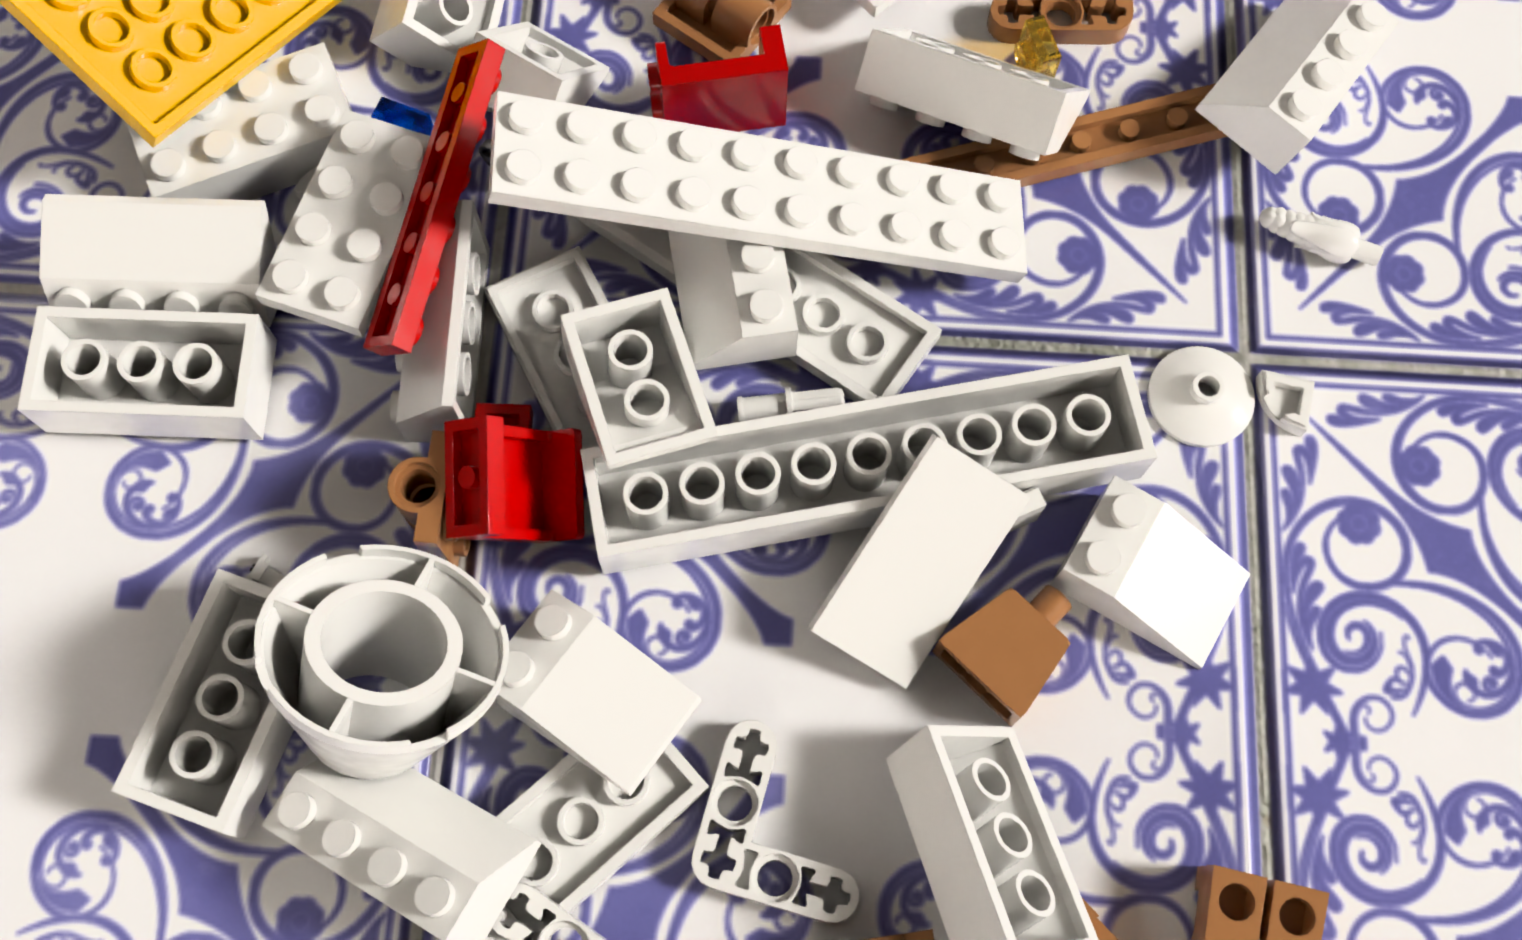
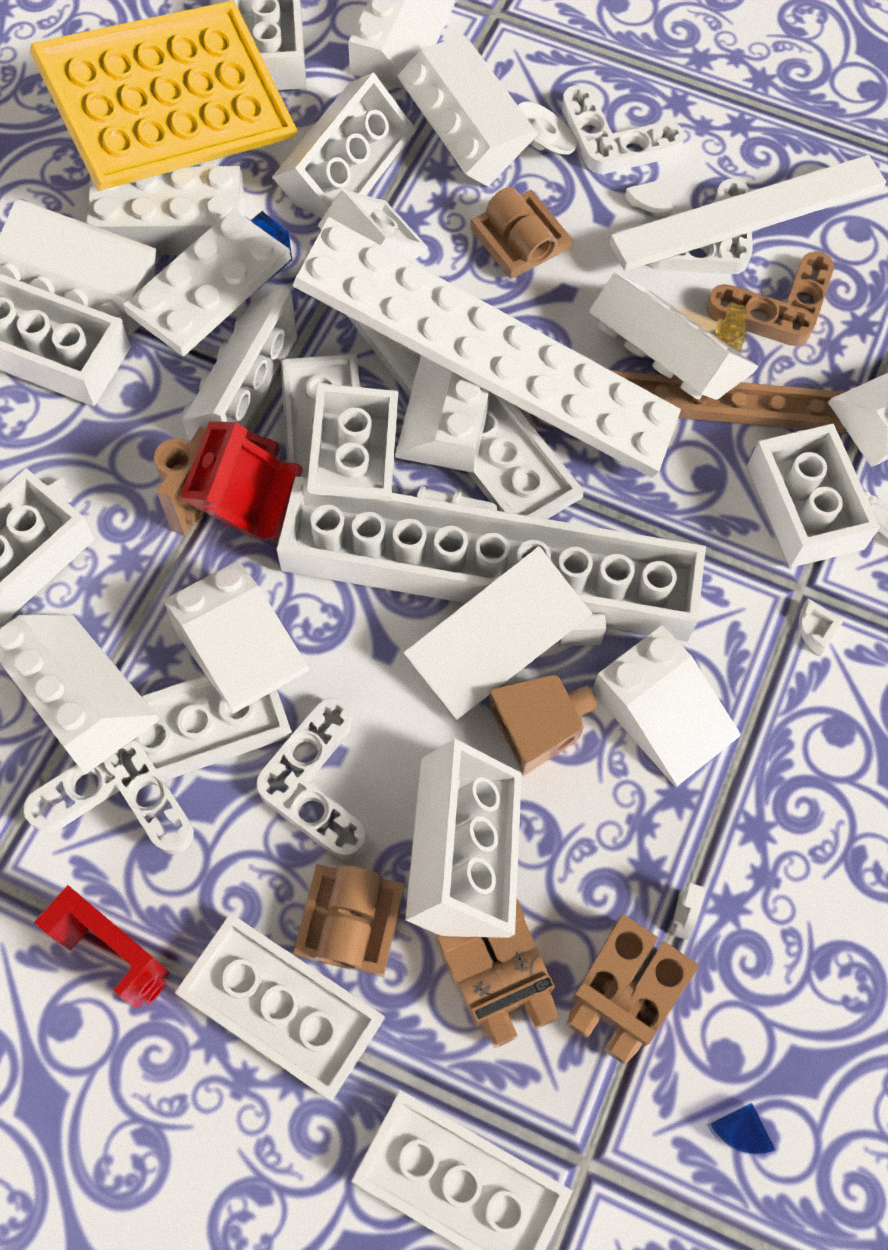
camera: 20 degrees right, 5 degrees down
(387, 617) = (100, 556): white cone -> none
(431, 209) = (257, 292): red plate -> none
(725, 92) = (498, 281): red panel -> none
(1190, 414) = (747, 615): white dish -> none
(1220, 236) = (812, 495): none -> white brick
(1279, 824) = (687, 910): none -> white tile

